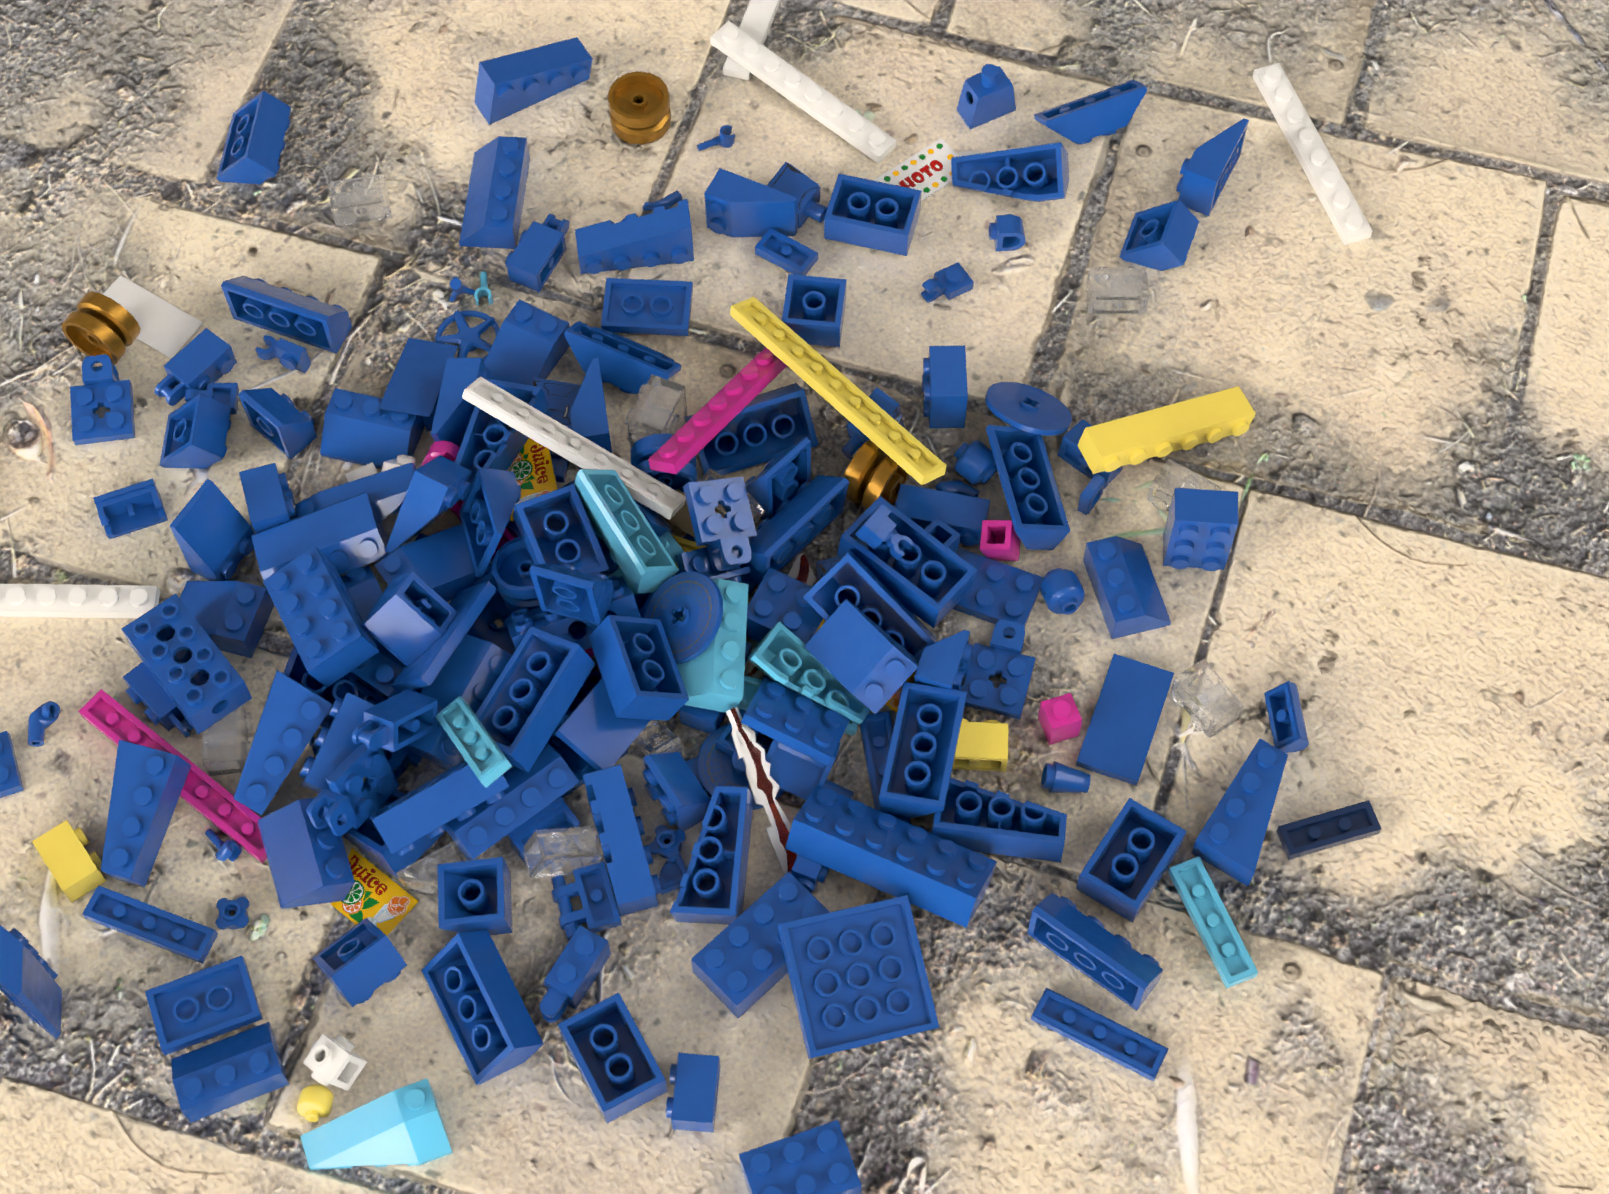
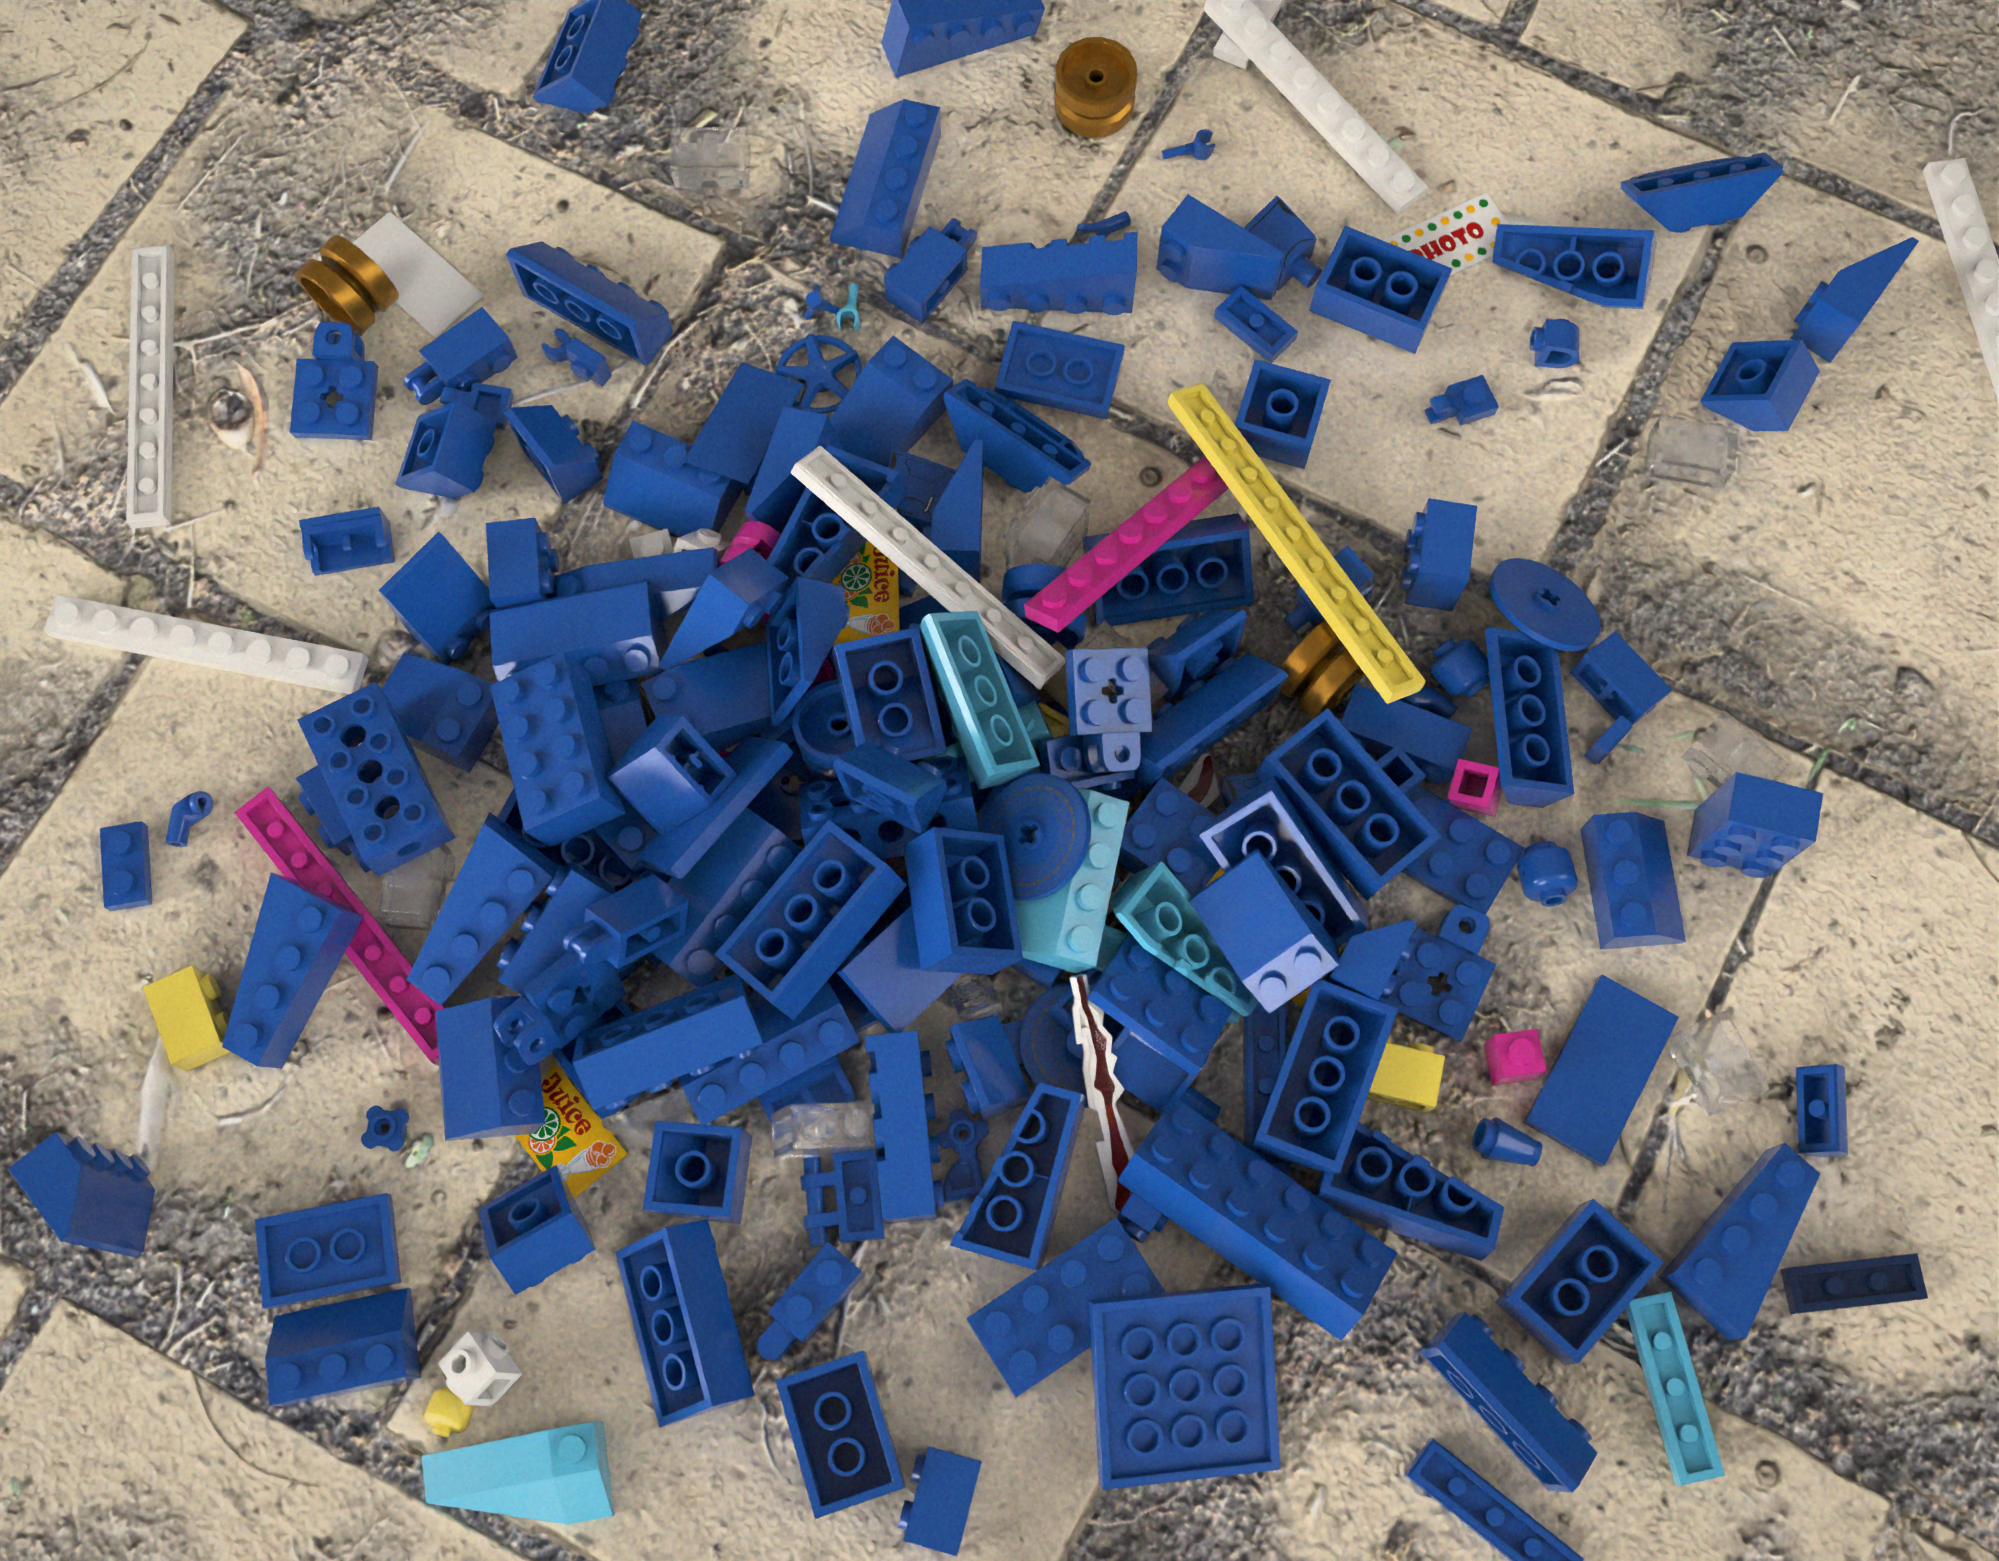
camera: 10 degrees right, 10 degrees up
(150, 924) = (278, 1125): blue plate -> none
(228, 849) = (392, 1038): blue hand -> none
(473, 741) = (724, 977): medium azure tile -> none
(879, 529) = (1319, 761): blue piece -> none
(986, 97) = (1559, 145): blue torso -> none
(1166, 430) = (1728, 669): light yellow brick -> none

